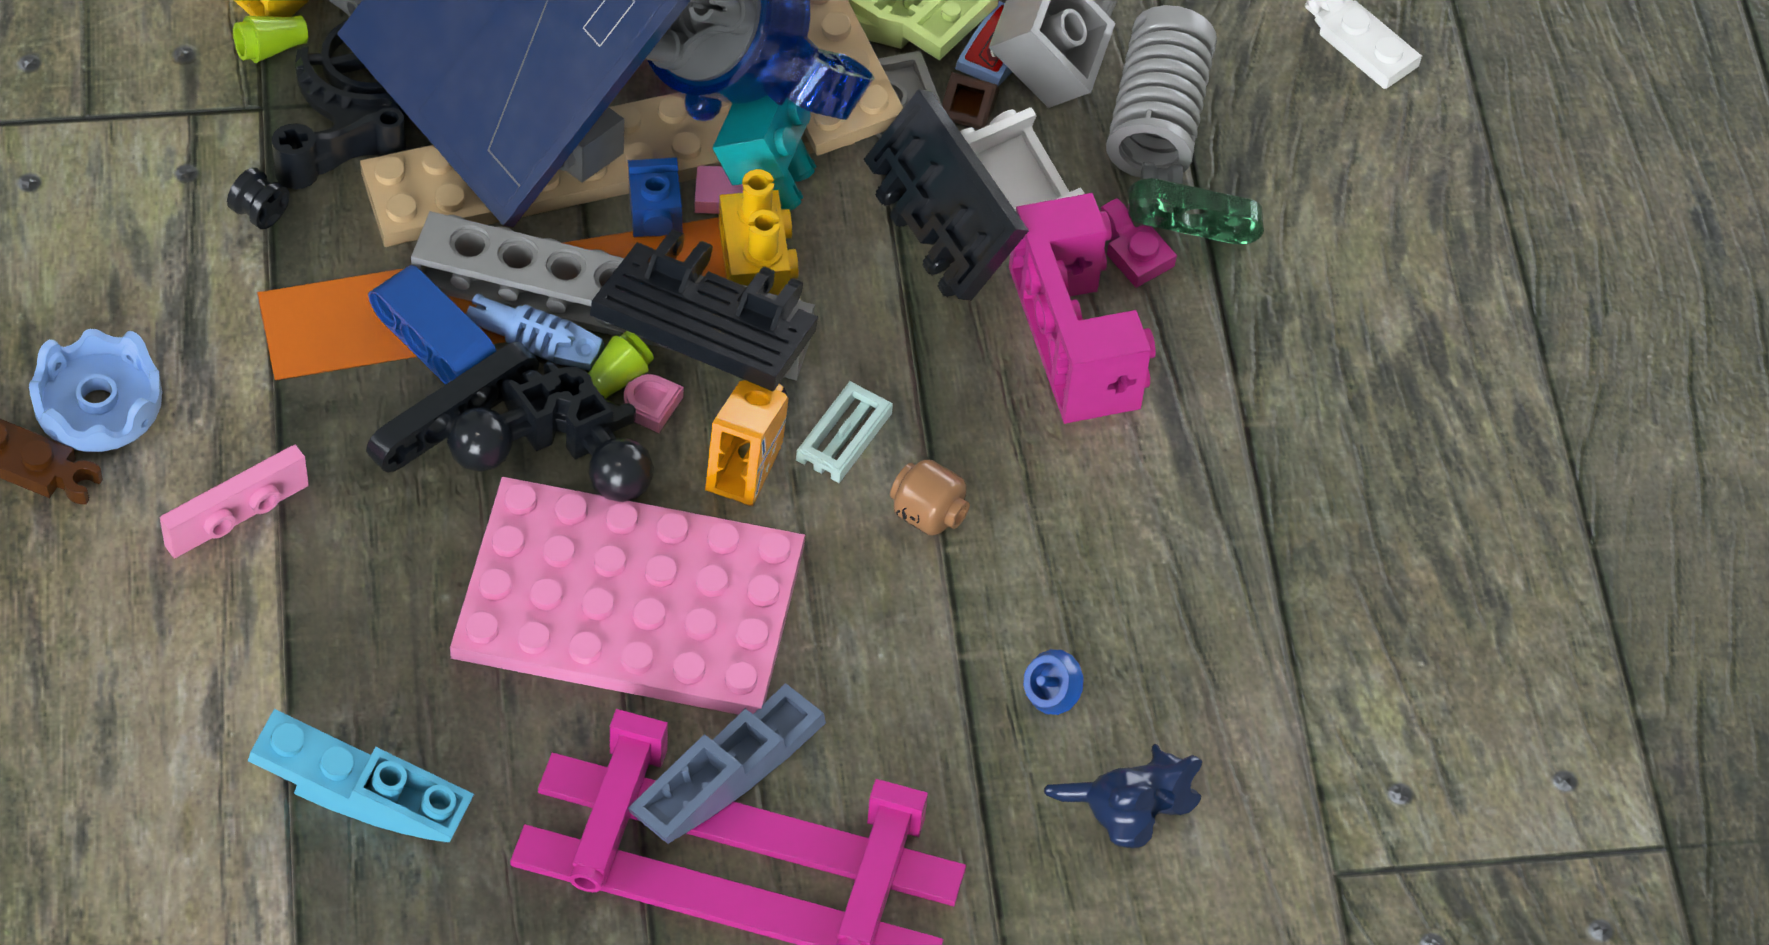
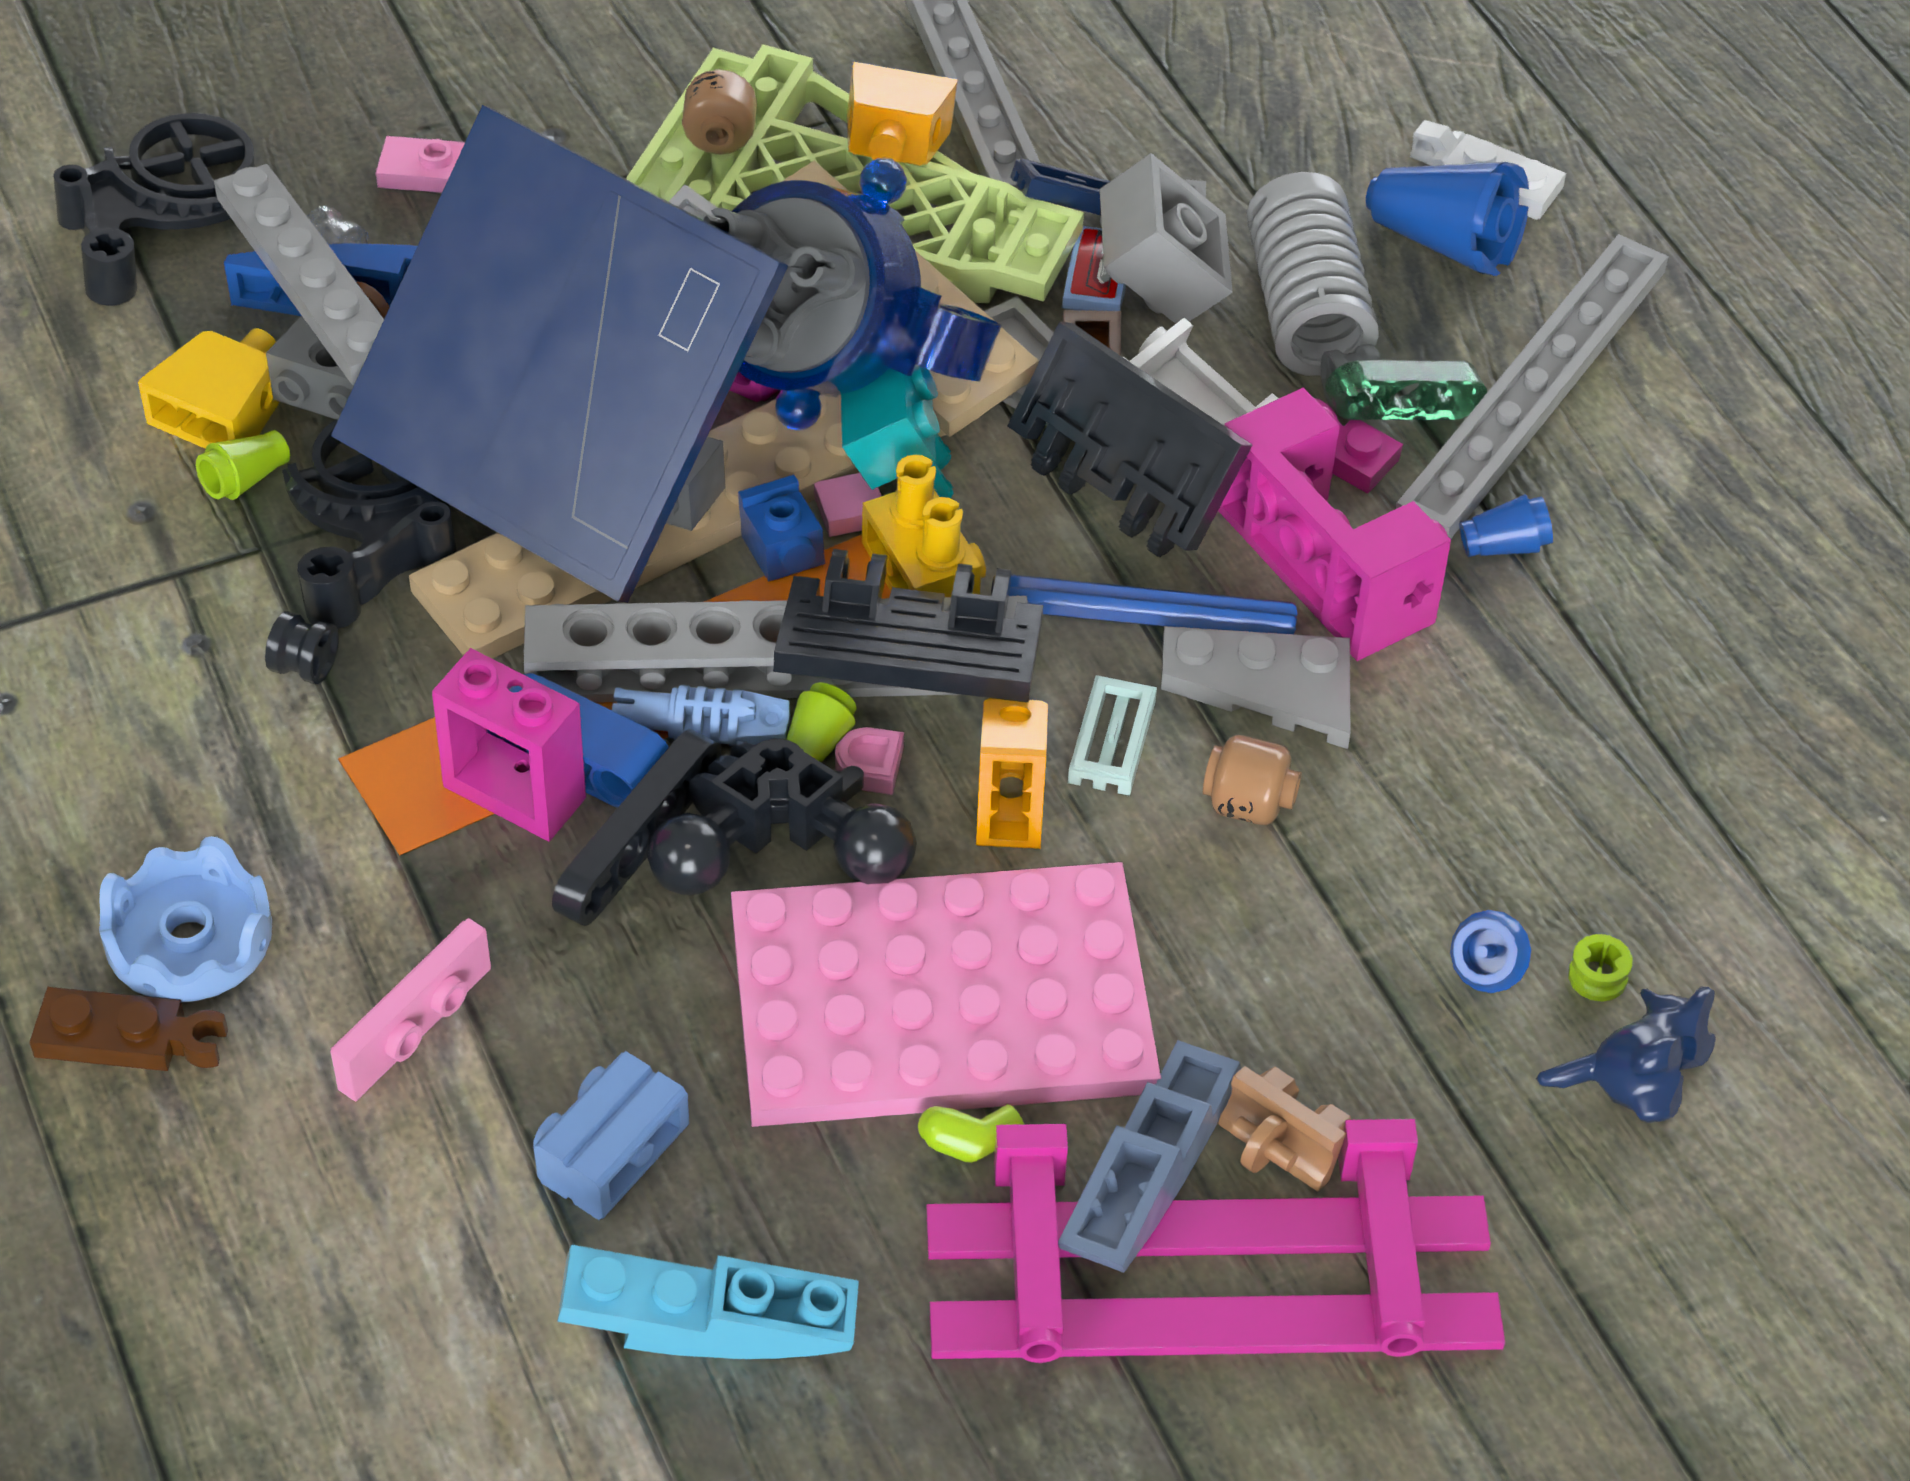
camera: 15 degrees left, 5 degrees down
(341, 635) = (610, 1134): none -> medium blue brick
(374, 322) = (527, 789): none -> dark pink window
(597, 708) = (962, 1134): none -> lime arm
(830, 774) = (1282, 1129): none -> medium nougat hips
(916, 335) = (1155, 606): none -> blue axle
(989, 417) = (1276, 674): none -> light grey wing
(1136, 702) = (1594, 984): none -> lime bush
(1228, 348) = (1508, 529): none -> blue cone
(1305, 234) = (1535, 383): none -> light grey plate
(1309, 68) = (1455, 210): none -> blue cone

